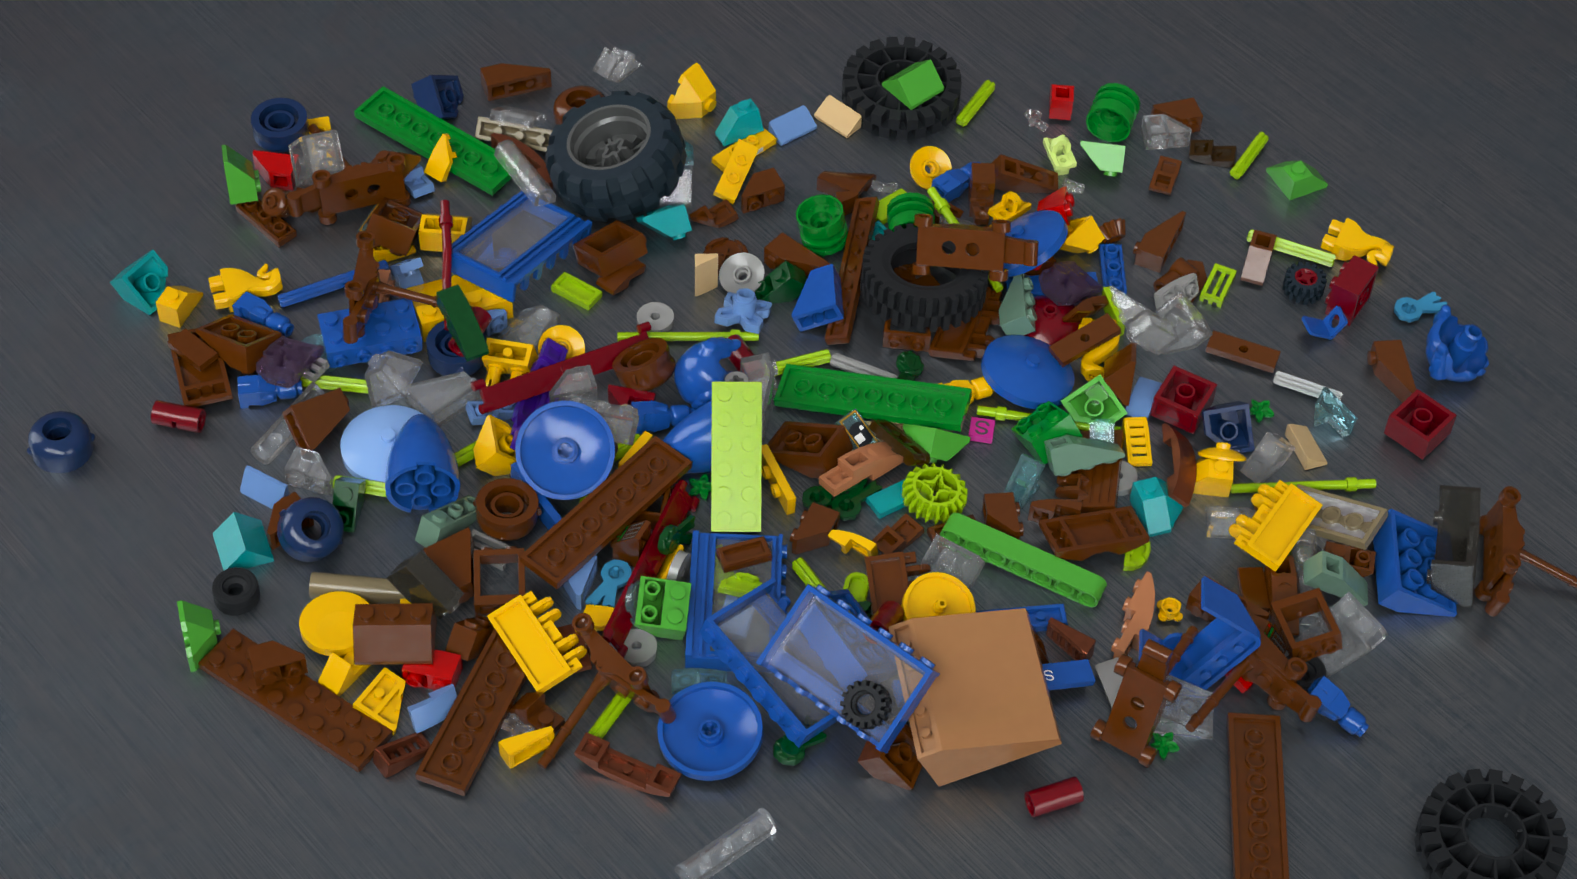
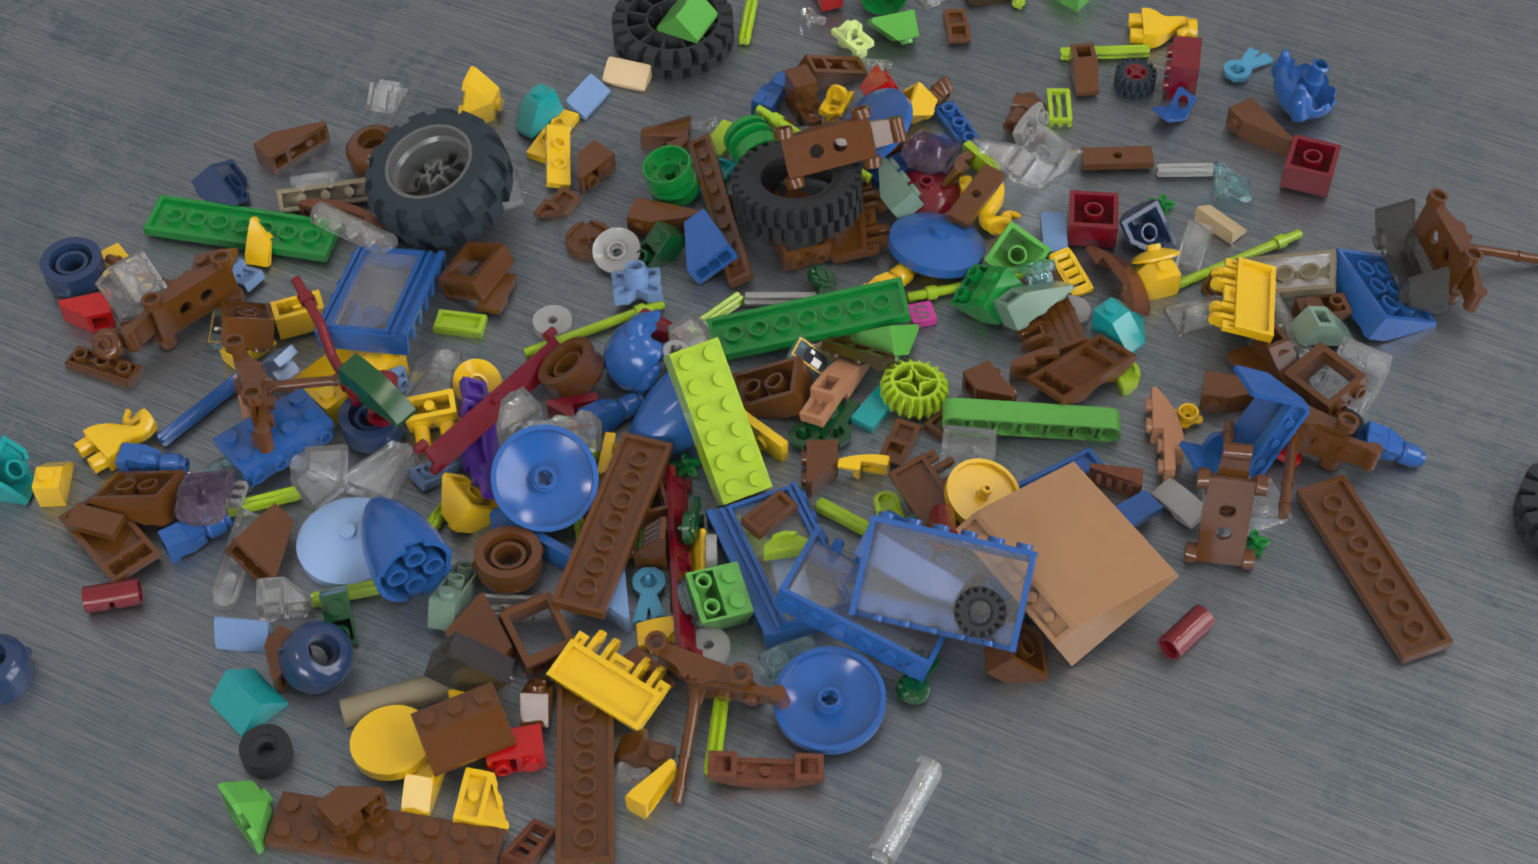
camera: 20 degrees left, 0 degrees up
(241, 179) = (58, 333): bright green slope -> none
(432, 710) = (539, 791): medium blue slope -> none
(667, 221) = (517, 225): teal slope -> none
(706, 273) = (582, 260): tan slope -> none
(934, 159) = (742, 83): yellow dish -> none
(1024, 479) = (990, 342): clear light blue slope -> none
(1120, 371) = (1028, 211): reddish brown slope -> none
(1158, 243) = (986, 91): reddish brown slope -> none

